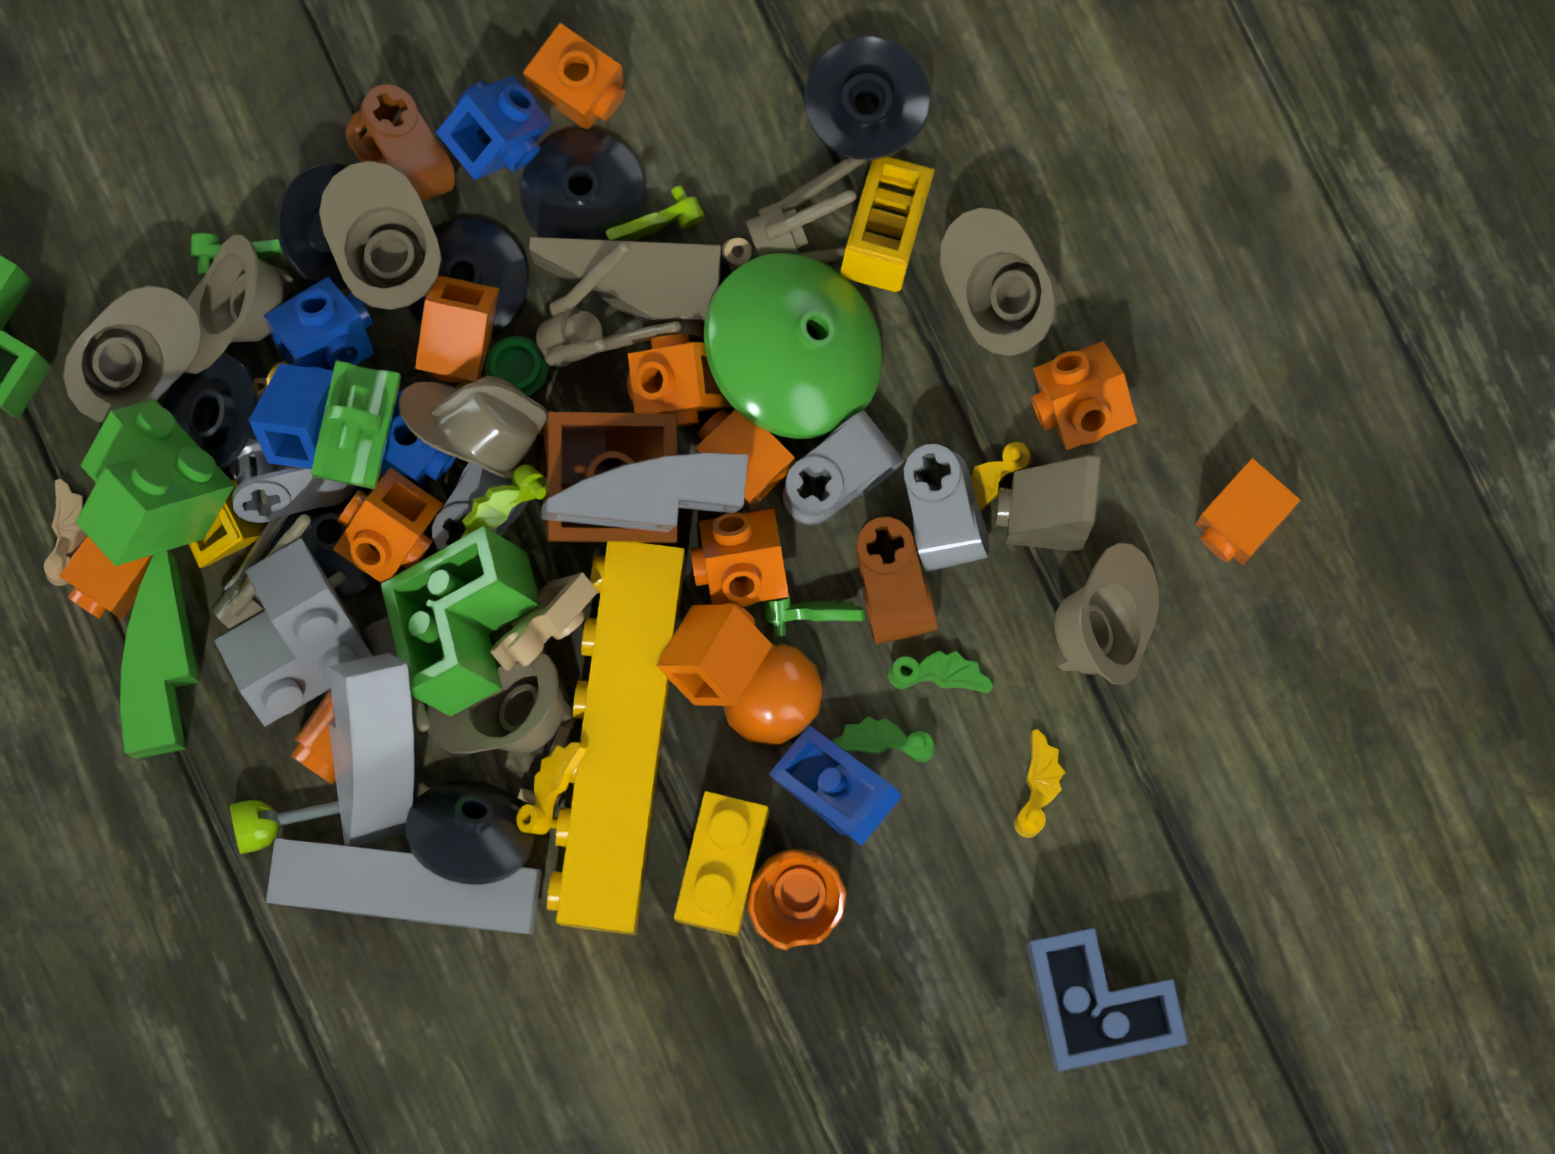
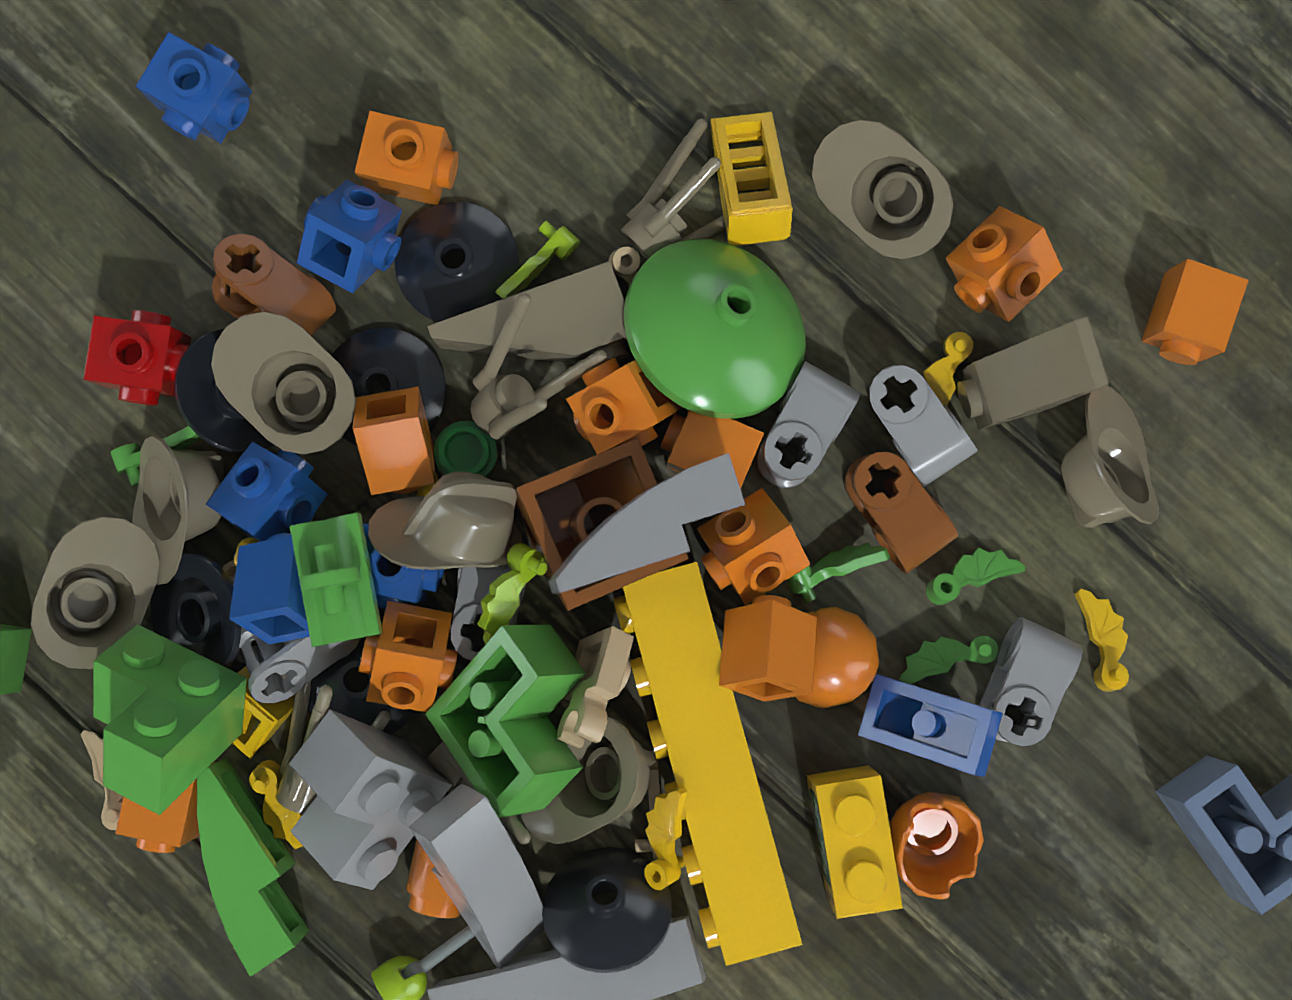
camera: 30 degrees left, 5 degrees up
(205, 624) = (266, 780): none -> yellow piece
(256, 159) = (135, 356): none -> red brick
(874, 69) = (688, 40): black dish -> none
(953, 783) = (1033, 675): none -> light grey piece

